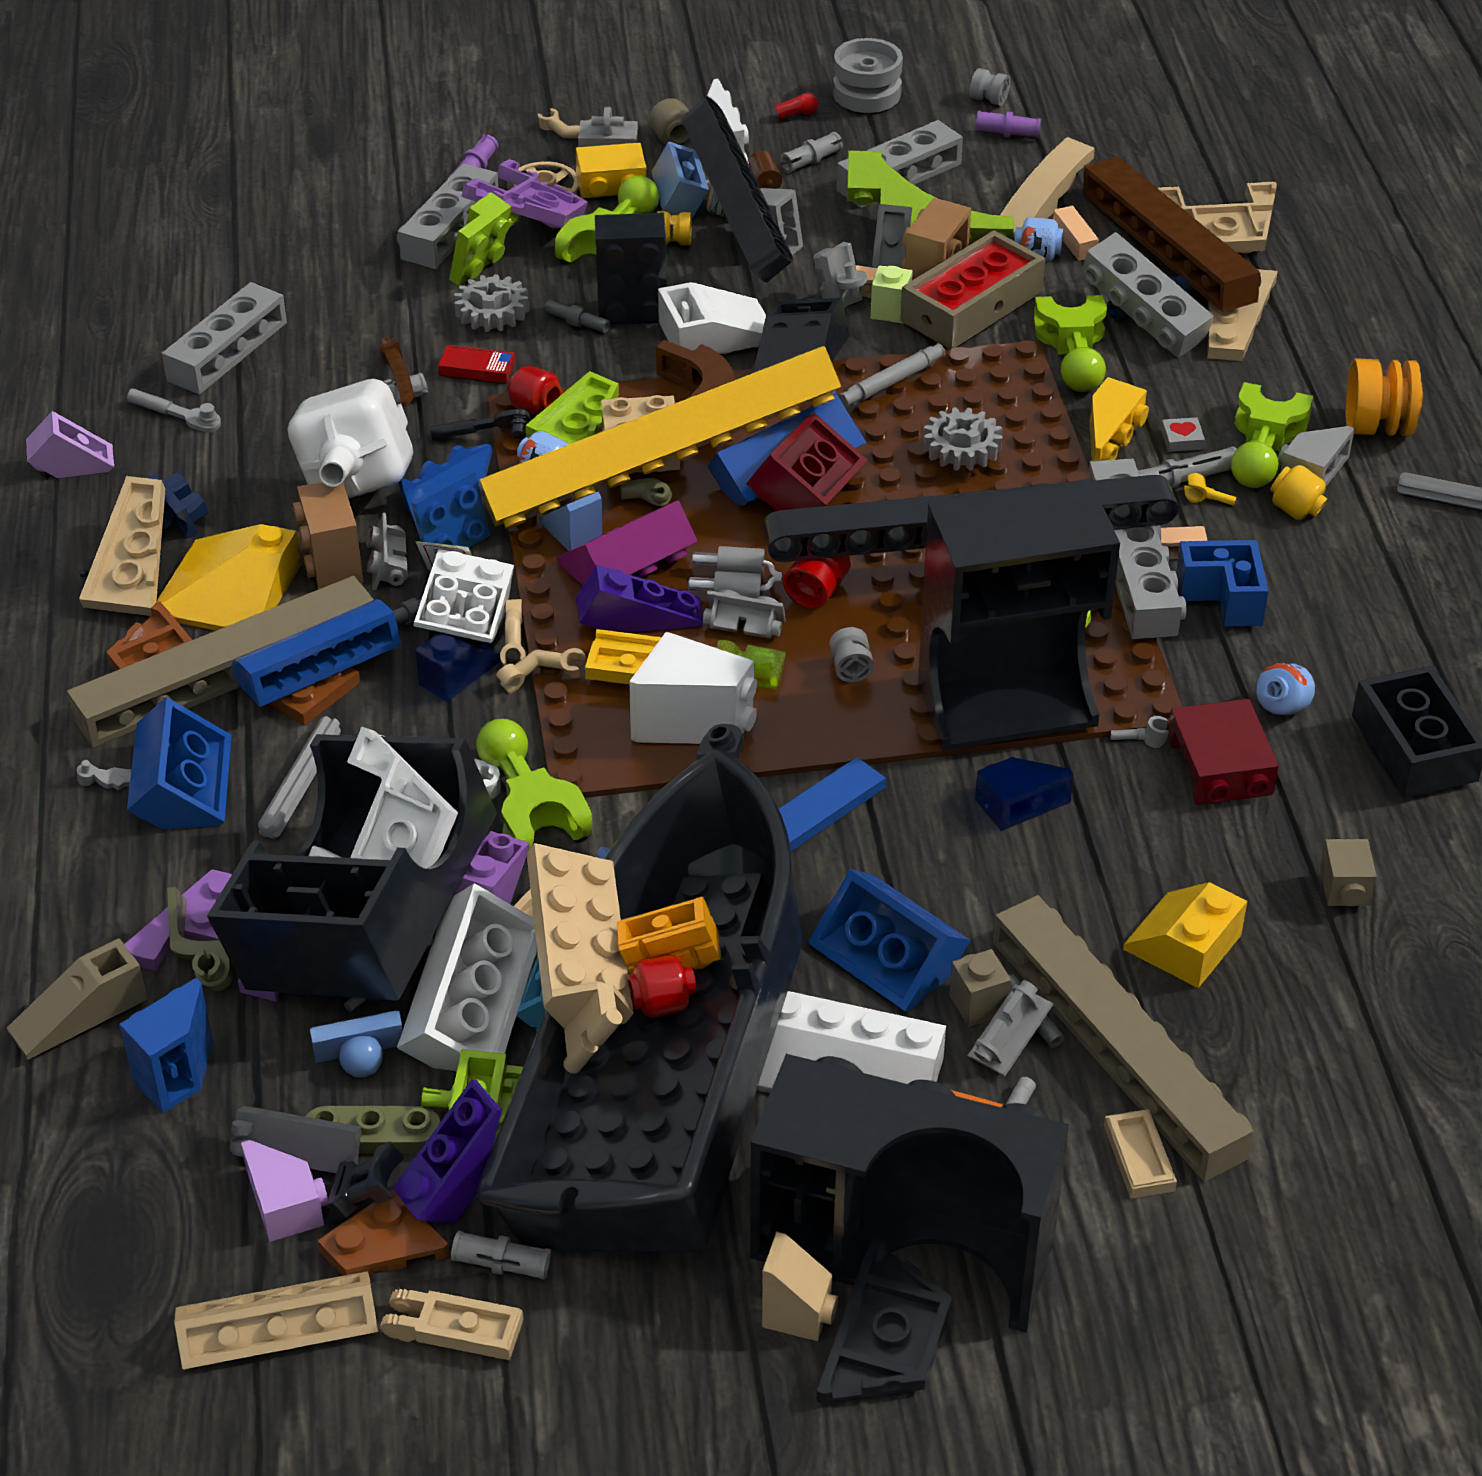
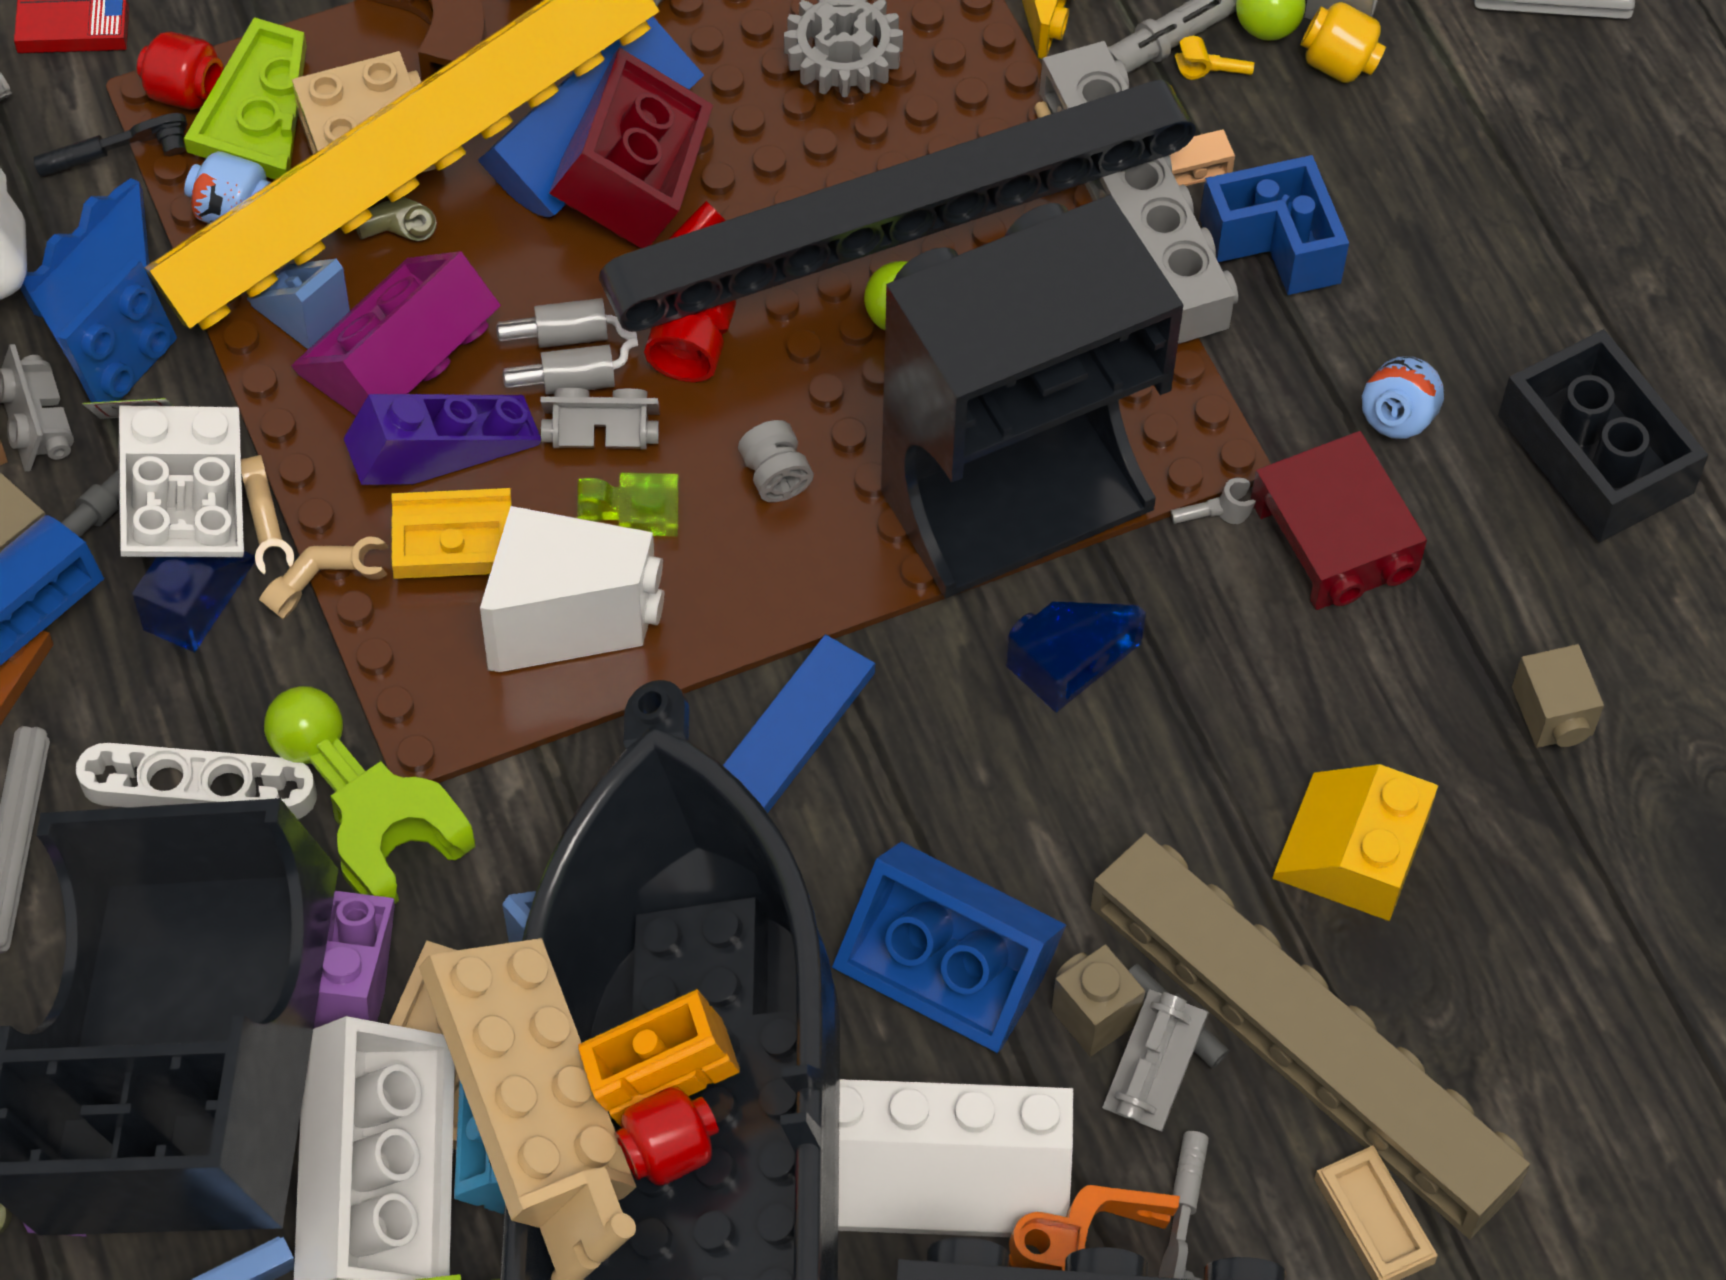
camera: 15 degrees left, 15 degrees up
(404, 809) = (214, 948): white wing -> none

